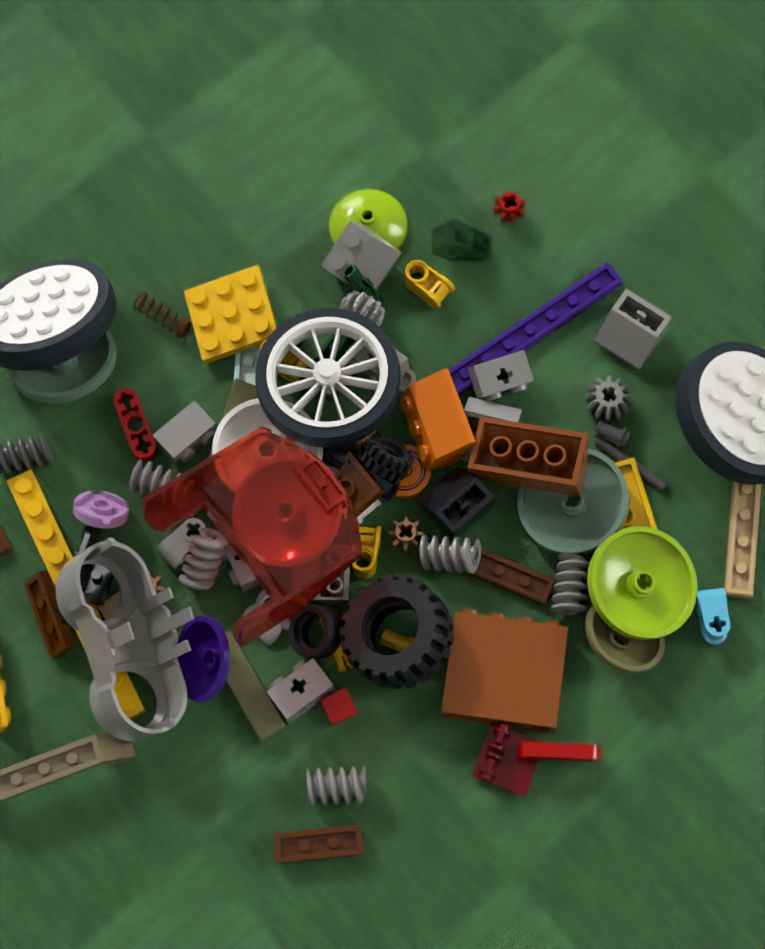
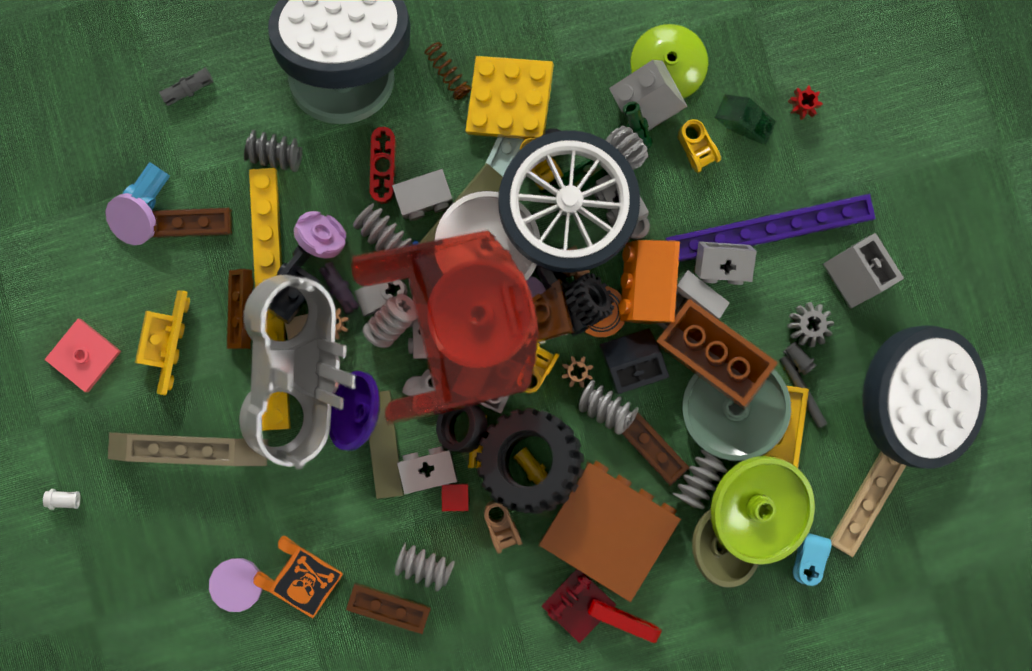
camera: 20 degrees right, 15 degrees up
(148, 557) = (339, 288): none -> pin
(153, 889) = (233, 585): none -> lavender tile
(220, 855) = (302, 581): none -> flag
(398, 714) = (502, 531): none -> medium nougat piece

